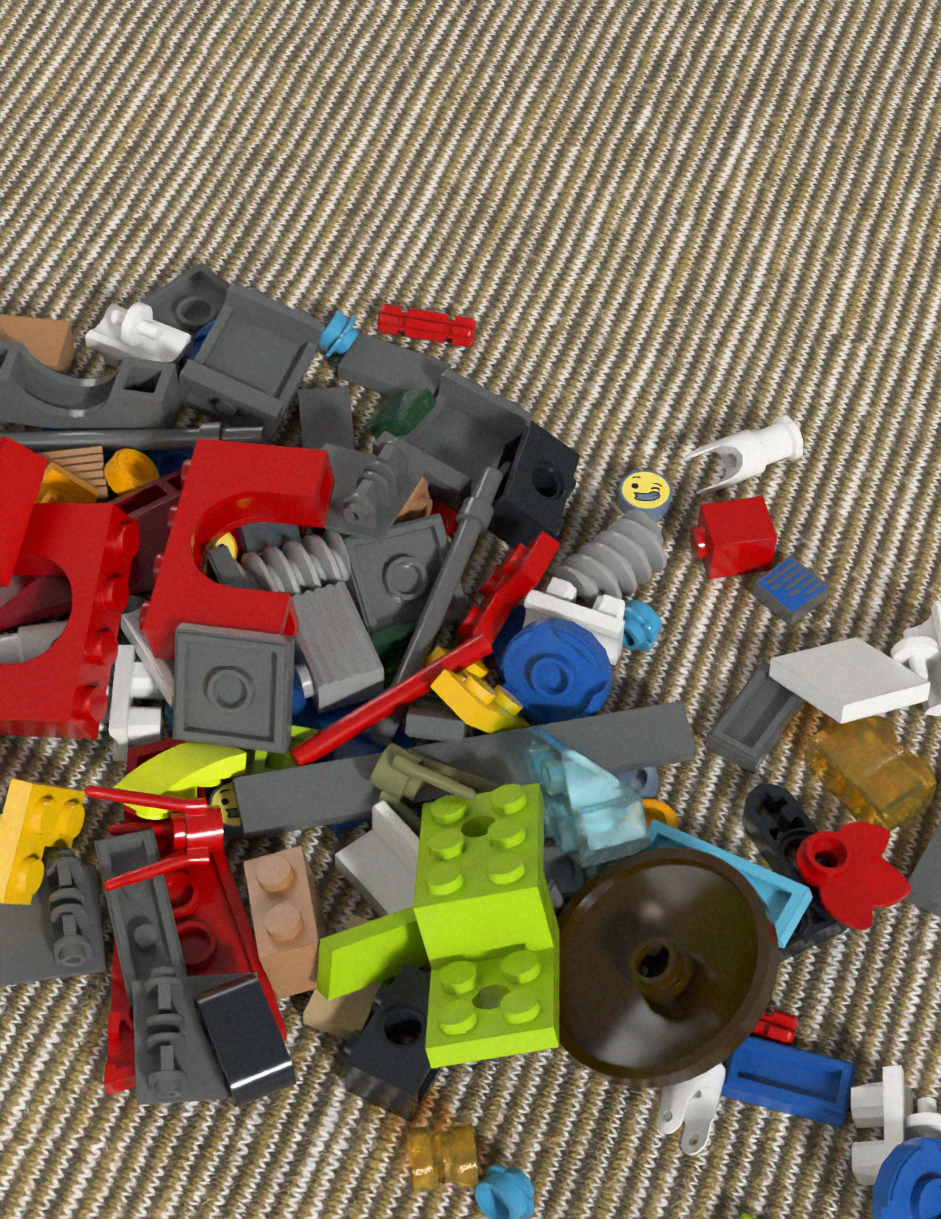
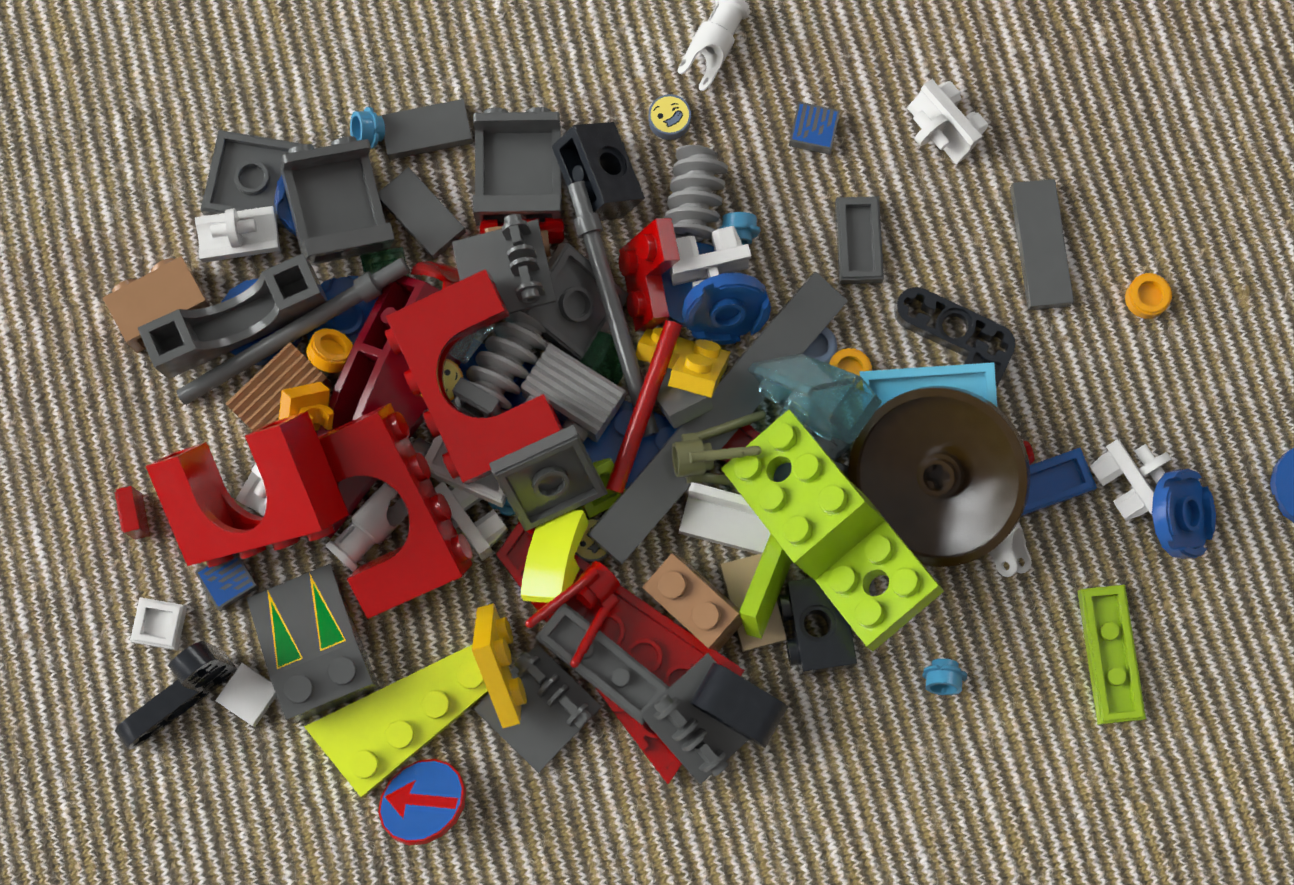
camera: 35 degrees left, 25 degrees up
(402, 413) = (463, 165): clear green tile -> none
(426, 325) = (419, 75): red axle -> none
(442, 1157) = (896, 680): clear yellow wheel -> none
(734, 537) = (755, 114): red brick -> none
(849, 680) = (906, 180): white tile -> none
(859, 872) = (1004, 321): red plate -> none
(871, 771) = (959, 236): clear yellow brick -> none

